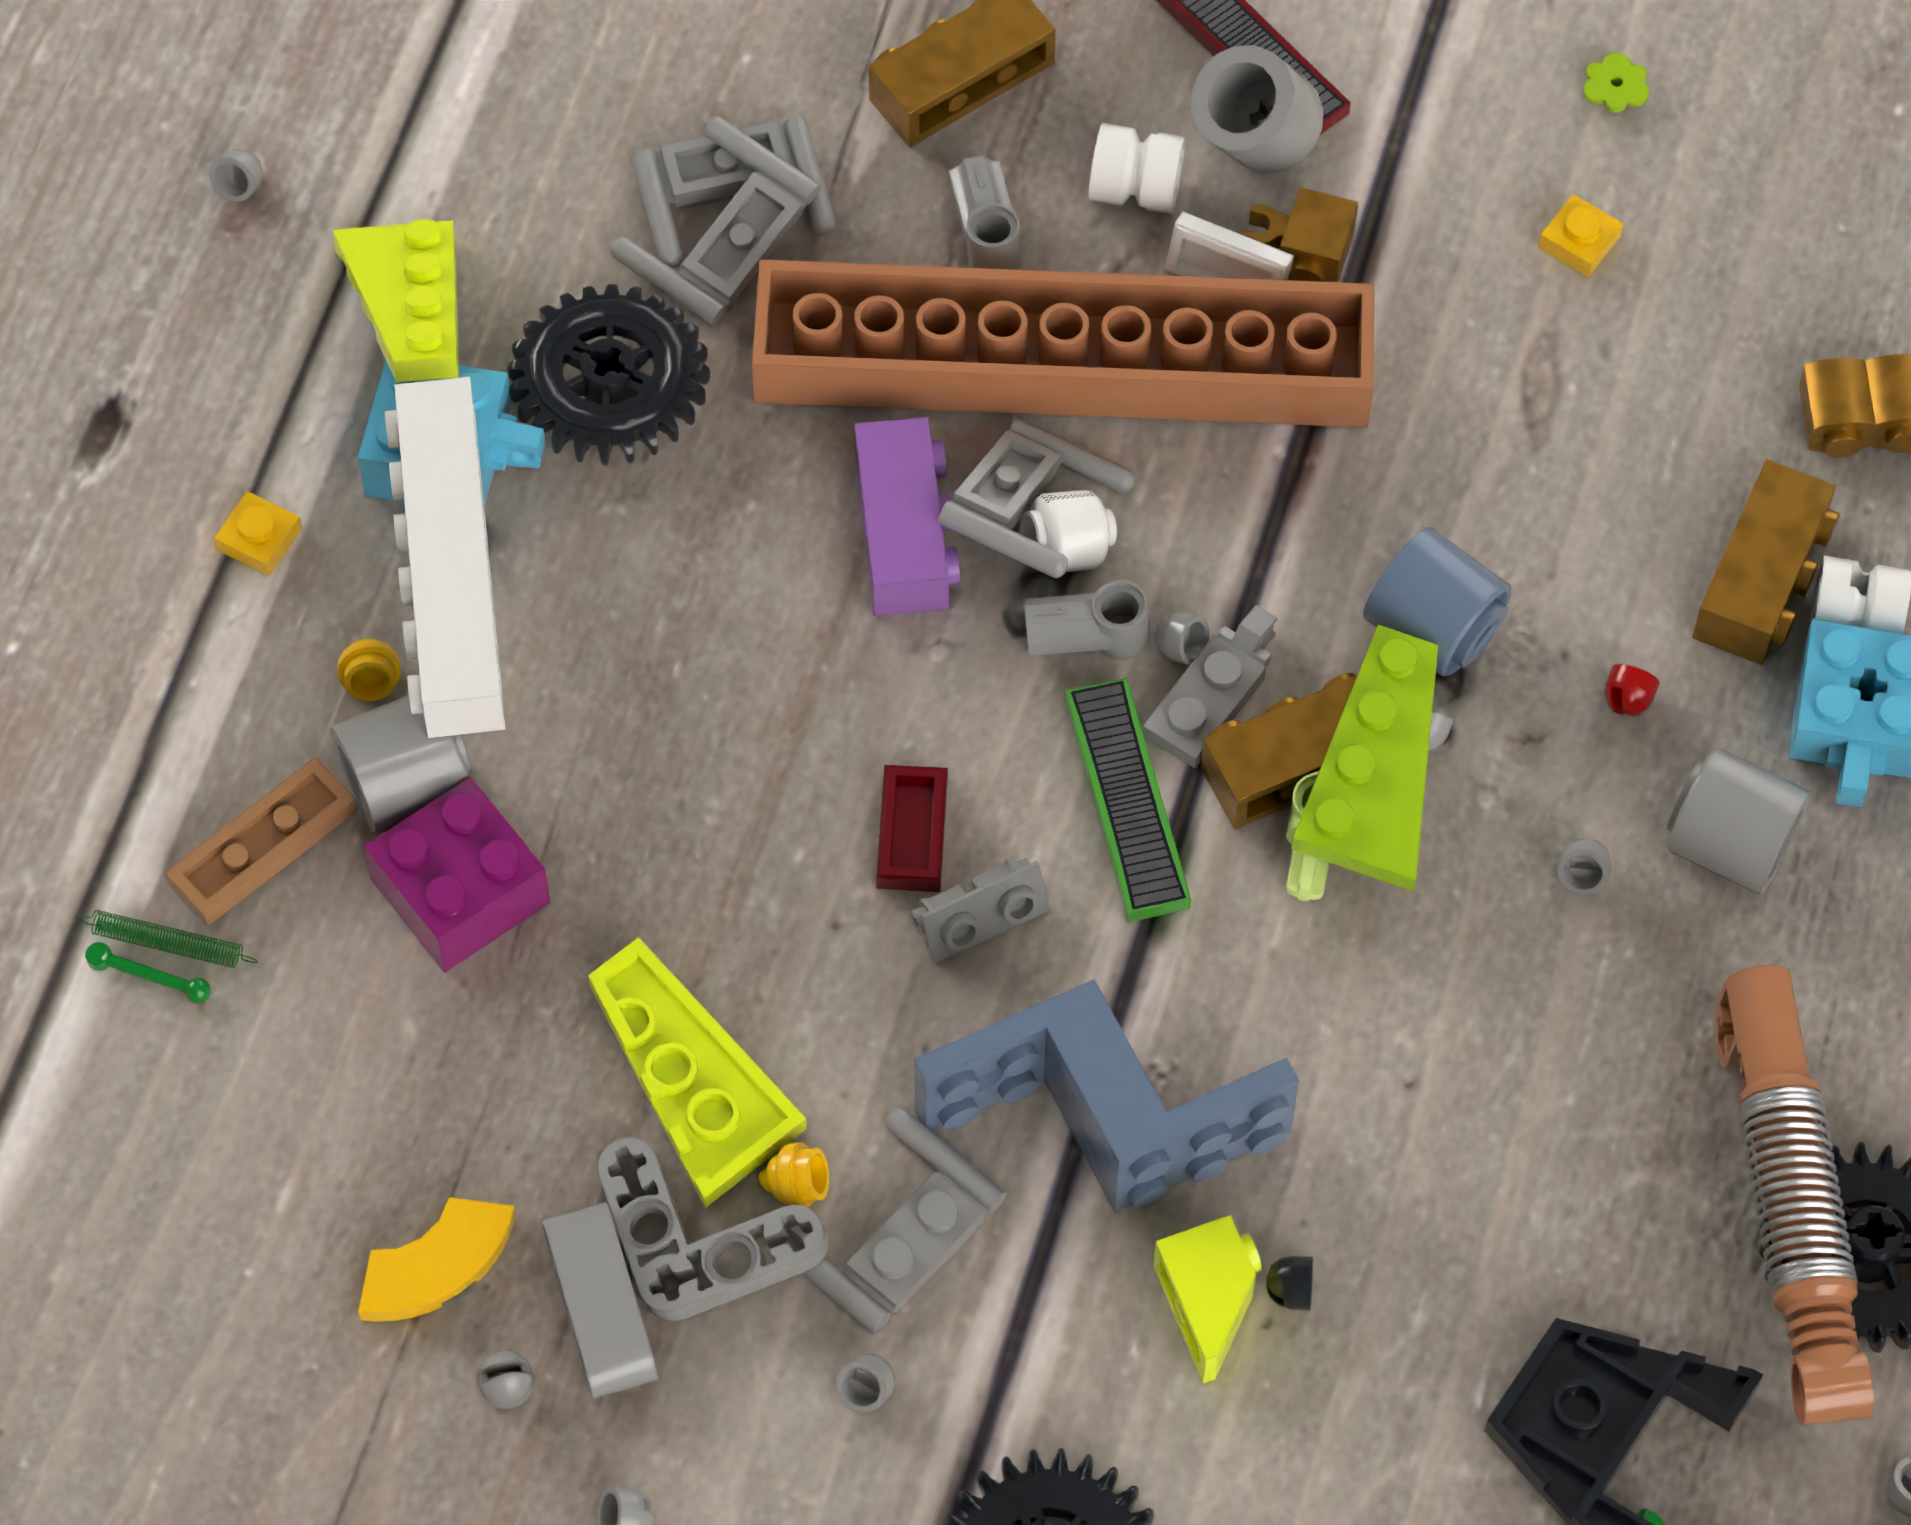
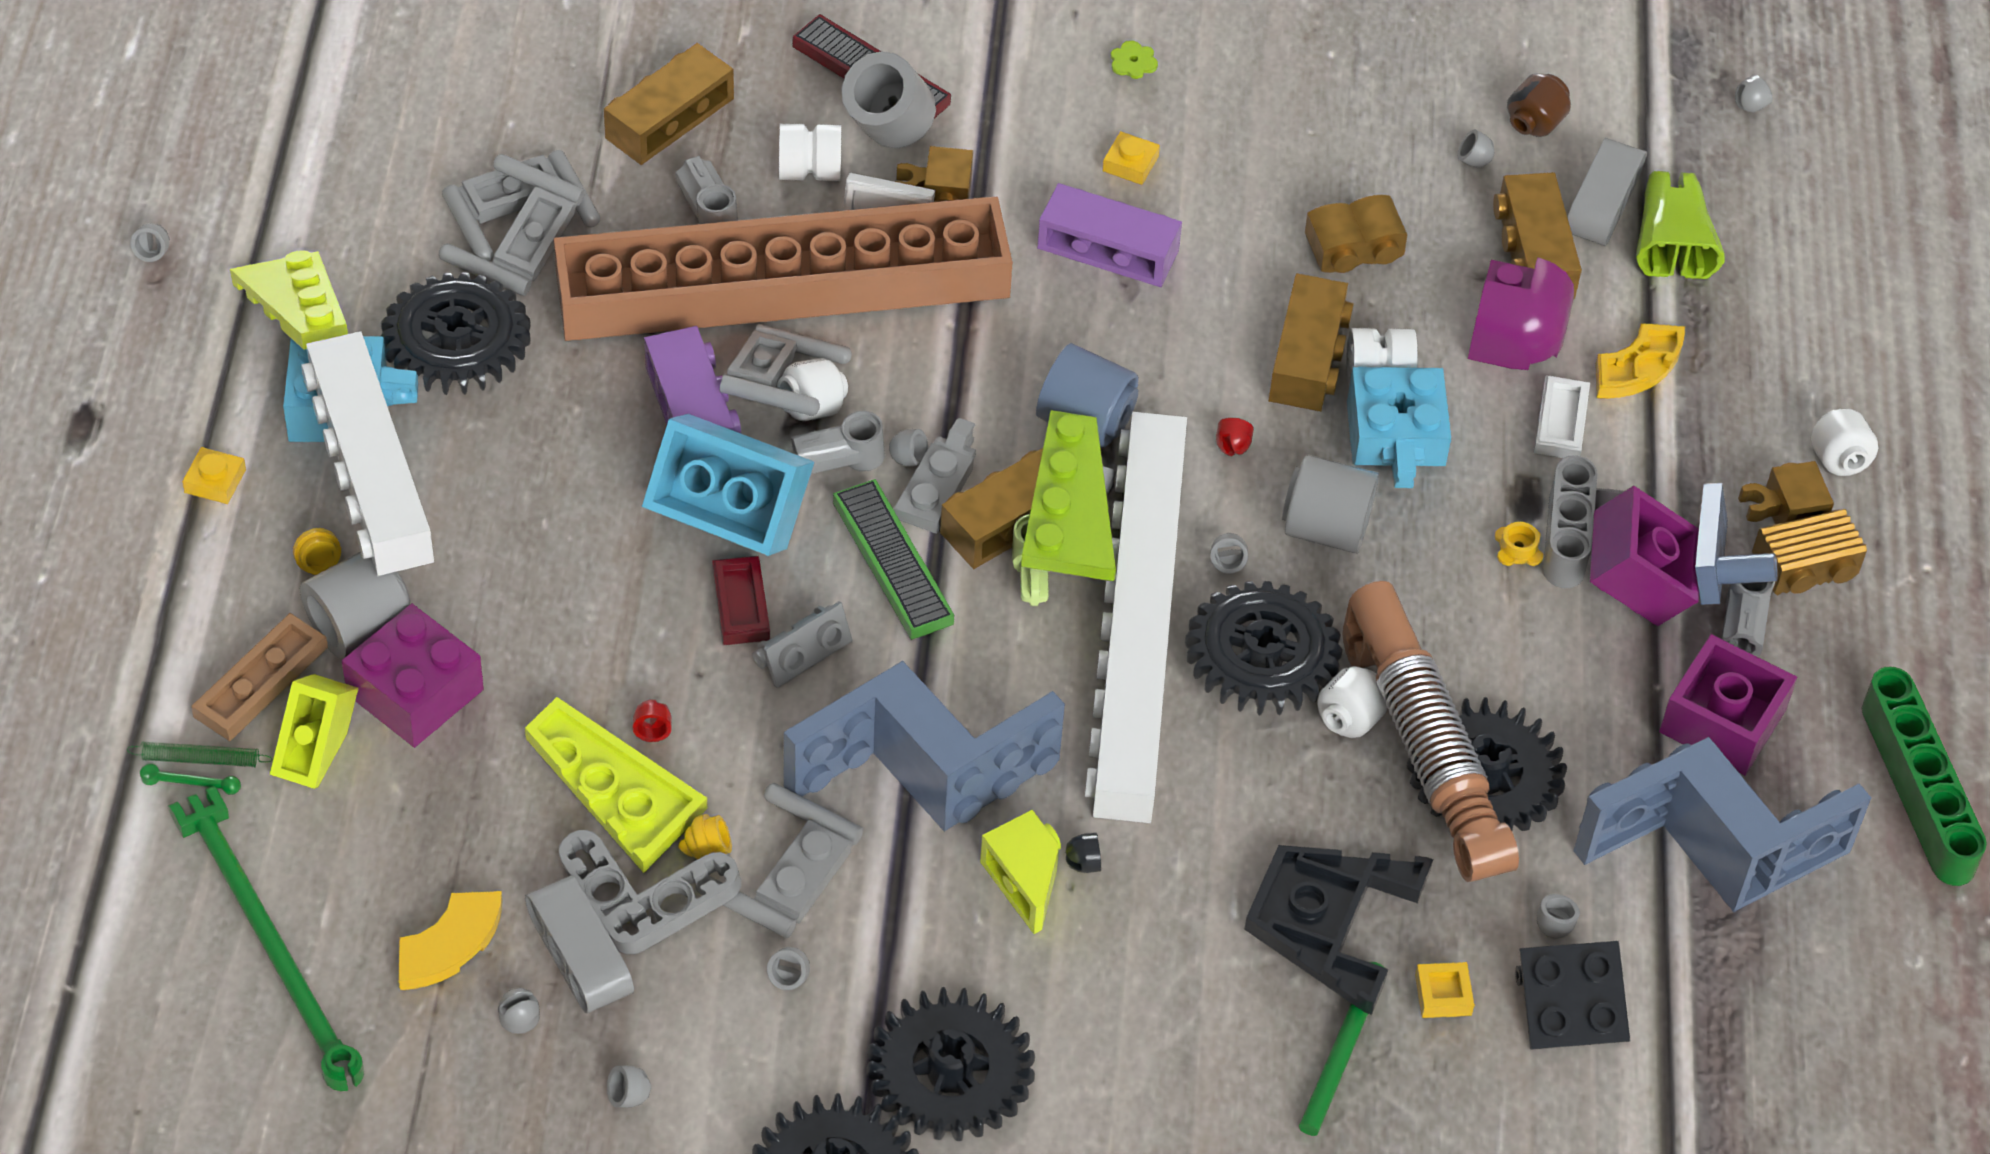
camera: 15 degrees left, 10 degrees down
(155, 1038) = (205, 822): none -> green hinge
(315, 929) = (312, 729): none -> neon yellow slope
(758, 989) = (660, 722): none -> red hinge
(921, 664) = (728, 484): none -> medium azure brick
(1440, 946) = (1139, 621): none -> white brick
(1523, 354) = (1109, 235): none -> medium lavender brick
(1581, 1054) = (1259, 668): none -> black gear
(1701, 1121) = (1351, 702): none -> white head

